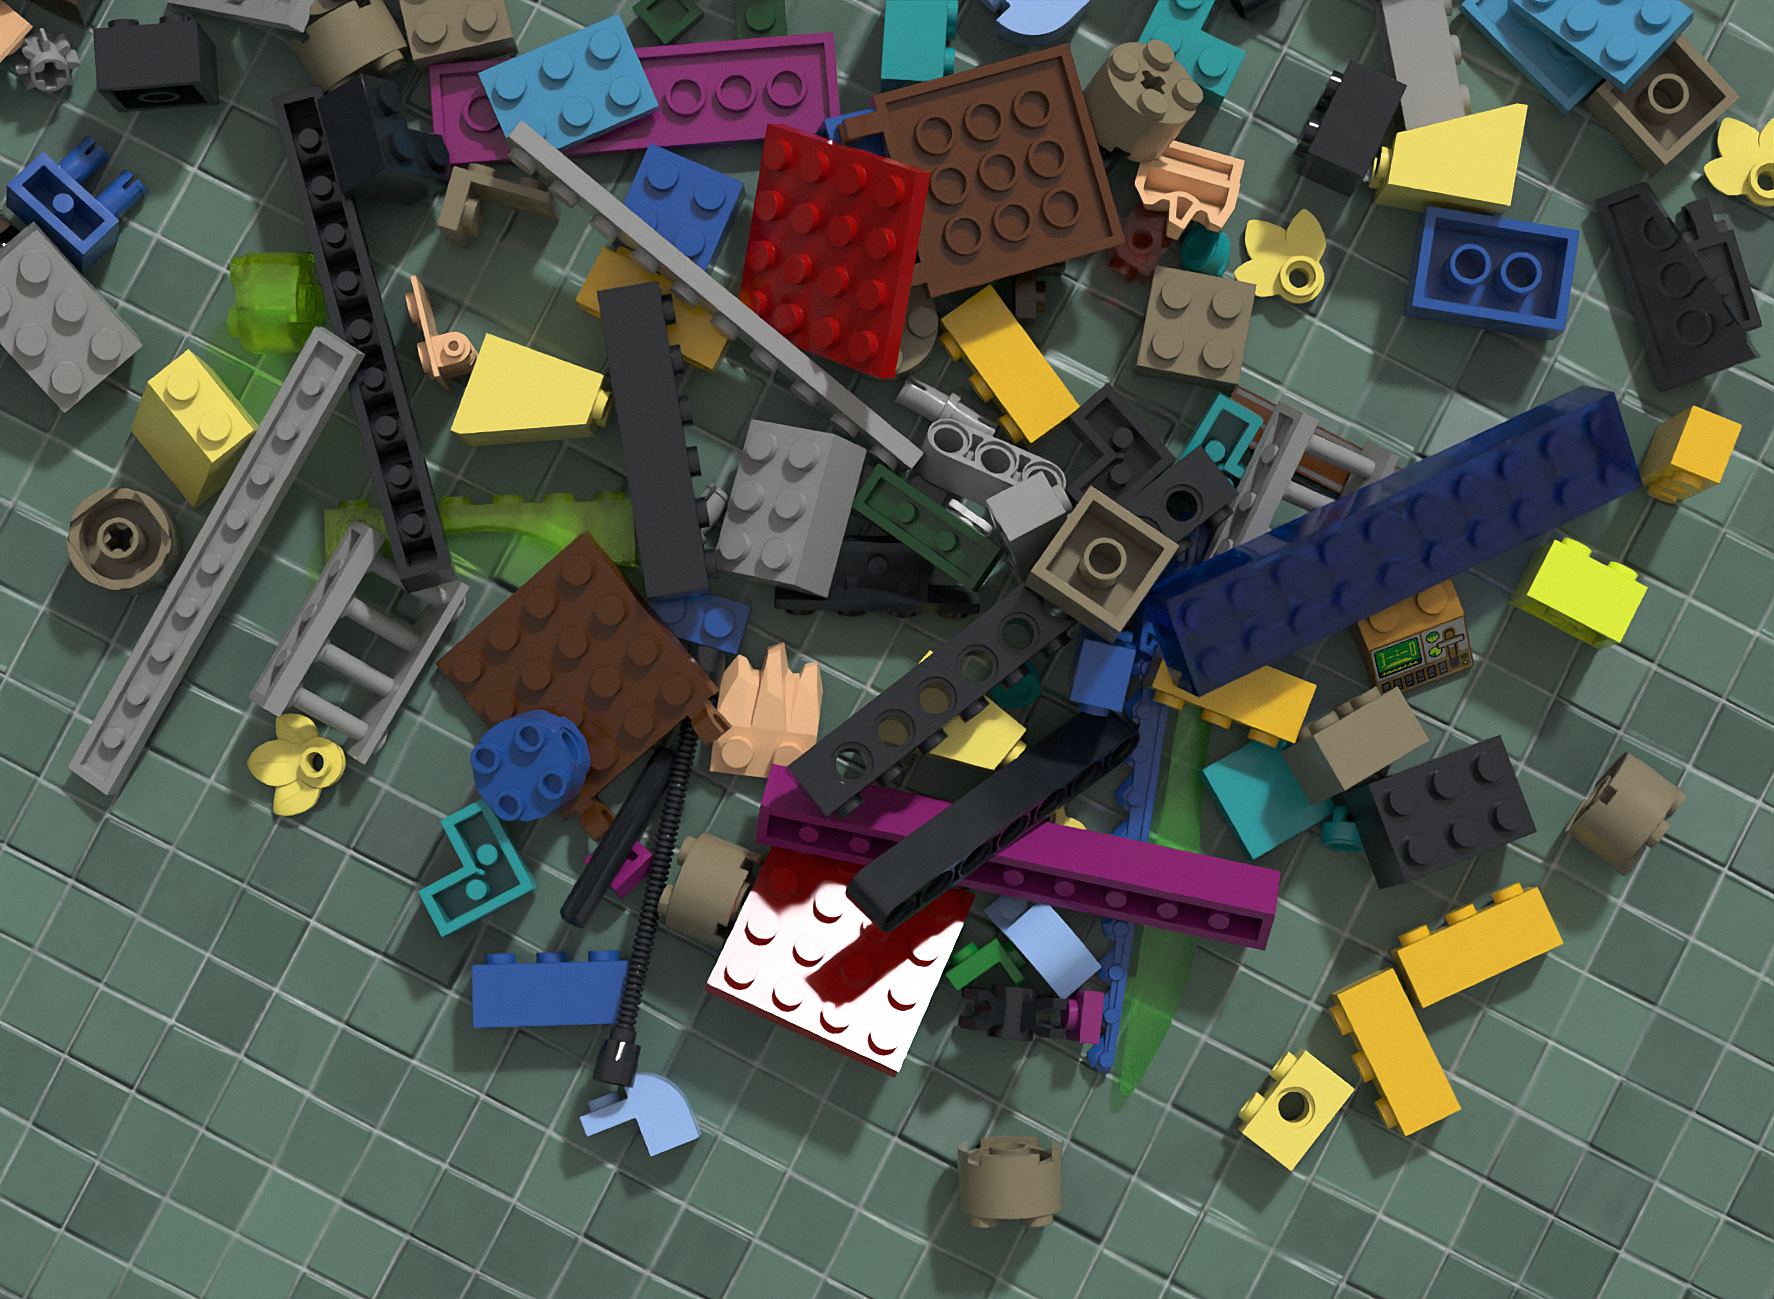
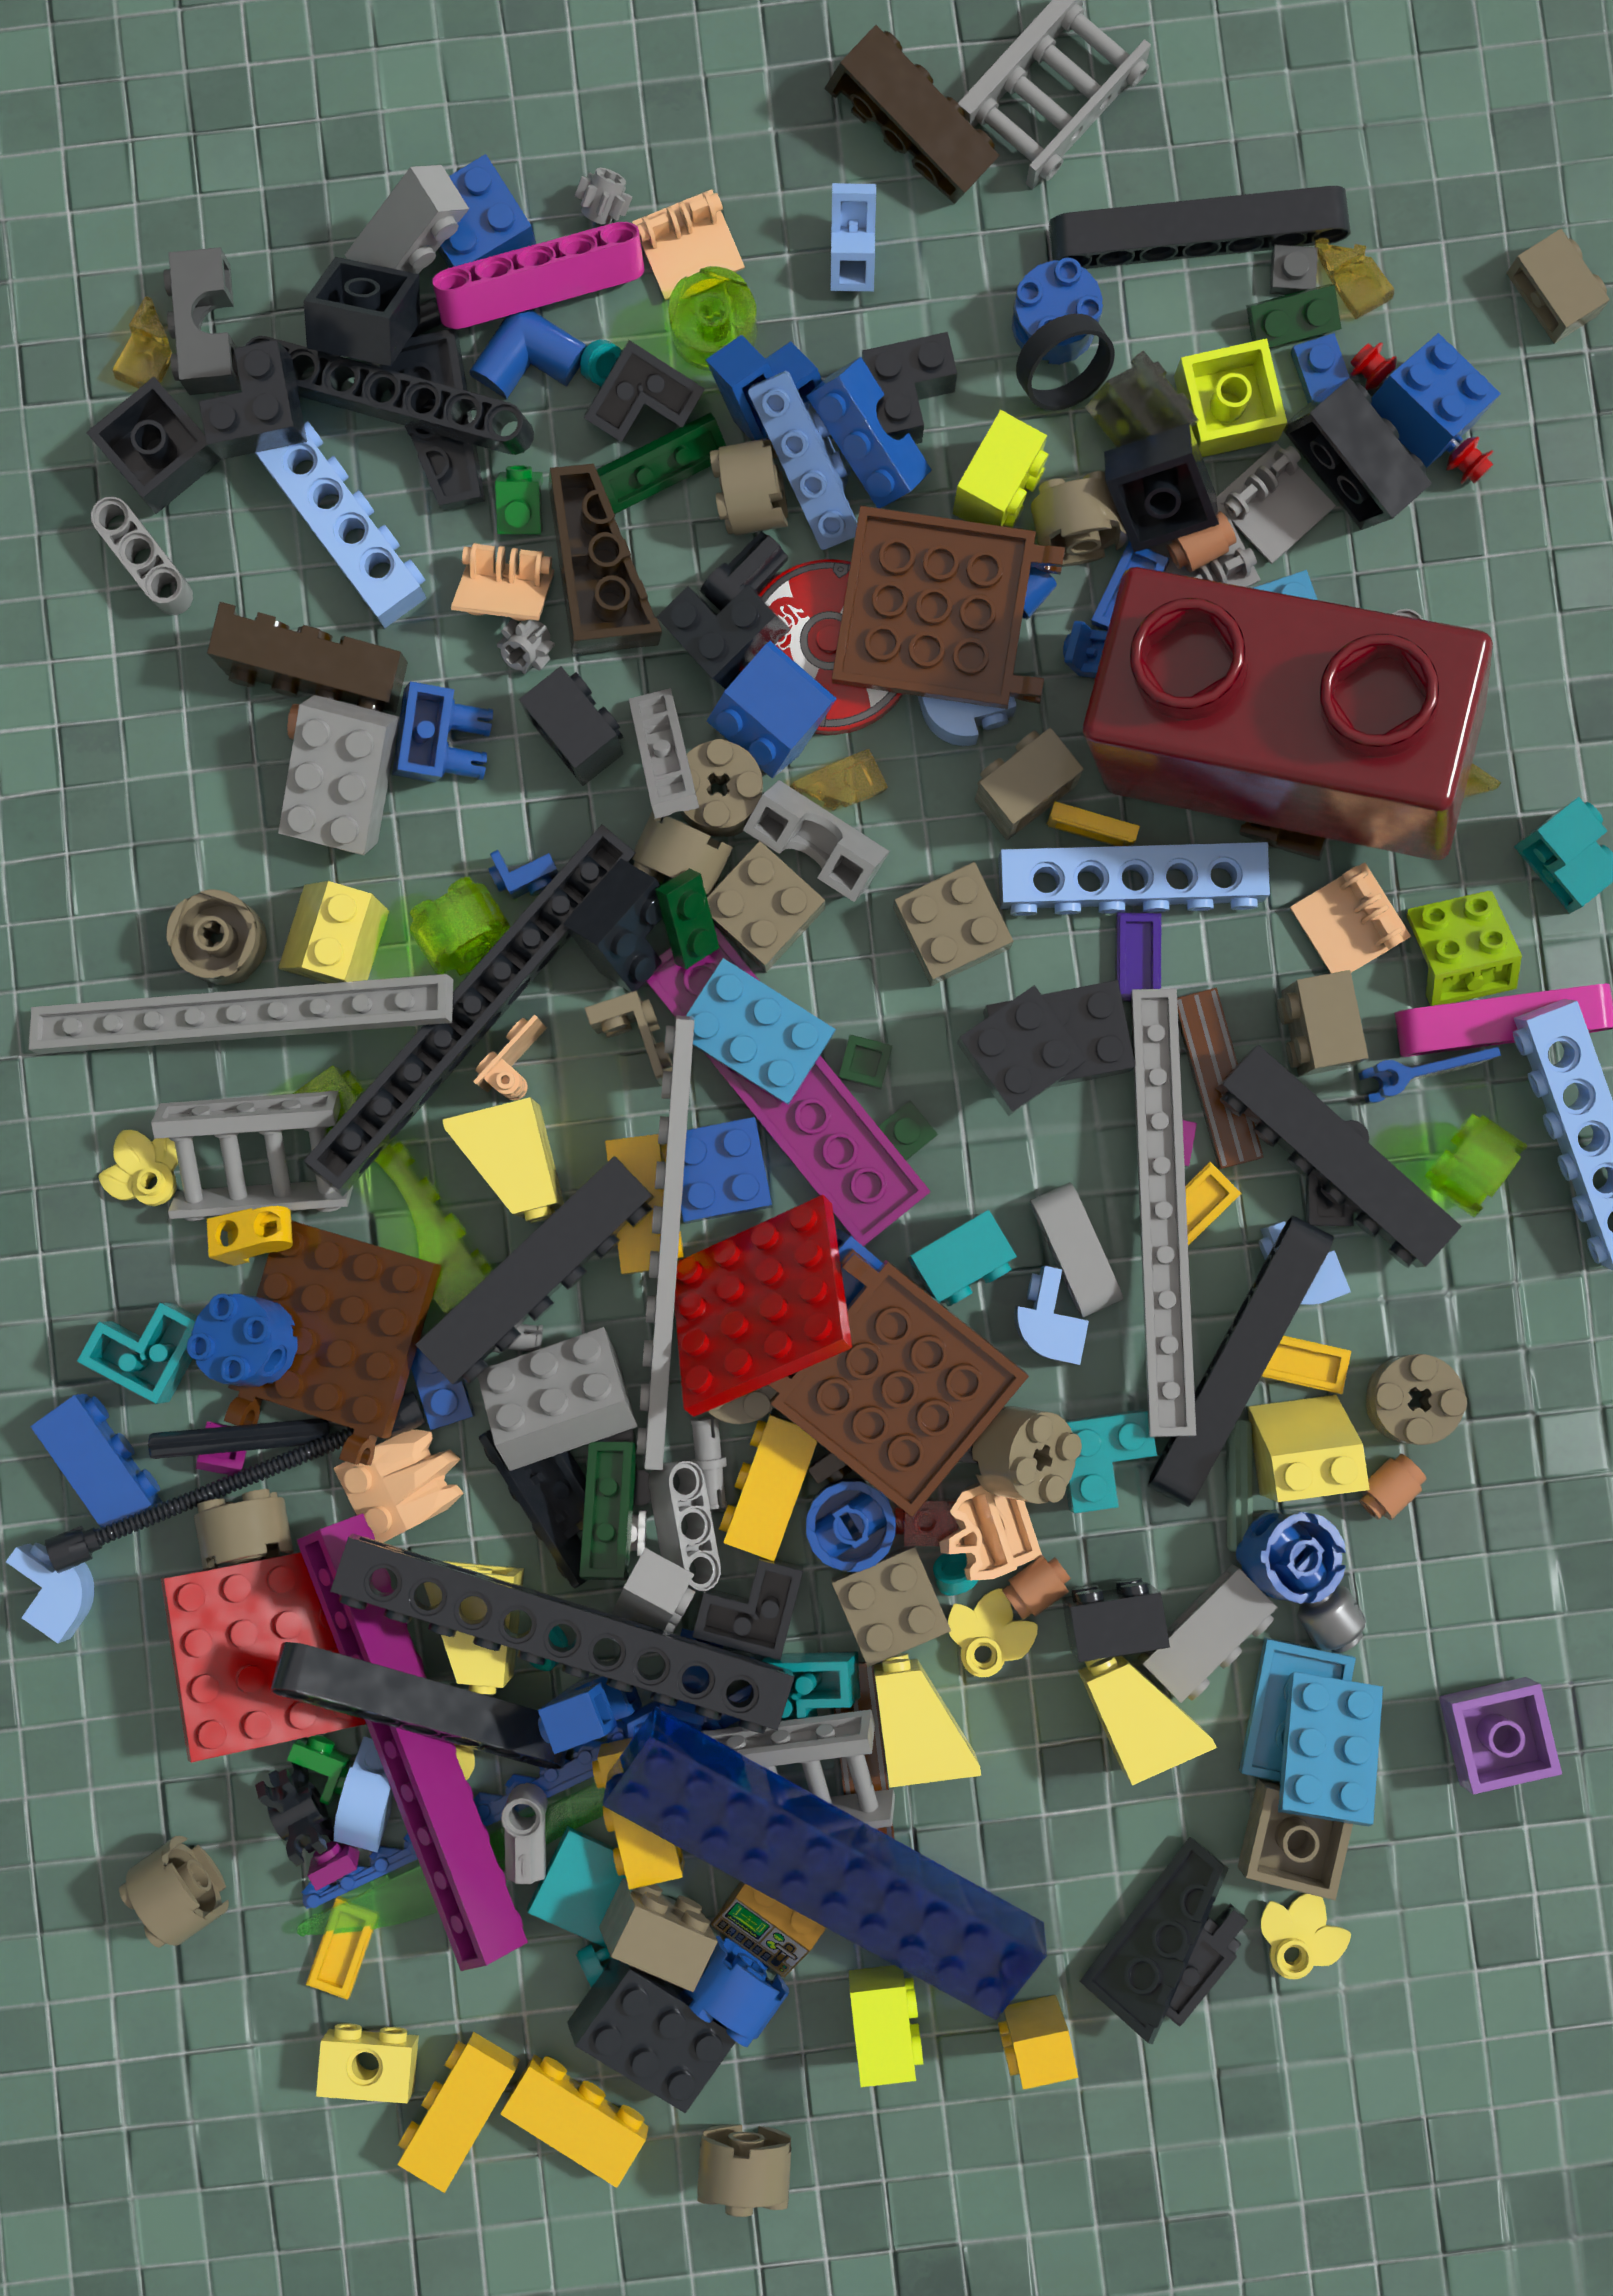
camera: 65 degrees right, 0 degrees up
(275, 204) = (528, 878): none -> blue bracket
(418, 75) = (687, 918): none -> dark green plate
(432, 696) = (249, 1234): none -> yellow leg
(1094, 314) = (850, 1525): none -> blue brick
(1101, 564) = (648, 1671): dark tan brick -> none
(1178, 1074) = (339, 1960): none -> yellow tile
(1181, 813) = (525, 1835): none -> light grey piece
(1269, 183) = (1037, 1586): none -> nougat brick
(1323, 373) = (917, 1727): none -> light yellow slope
(1459, 711) = (737, 1992): none -> blue brick
(1491, 273) = (1080, 1798): blue brick -> none

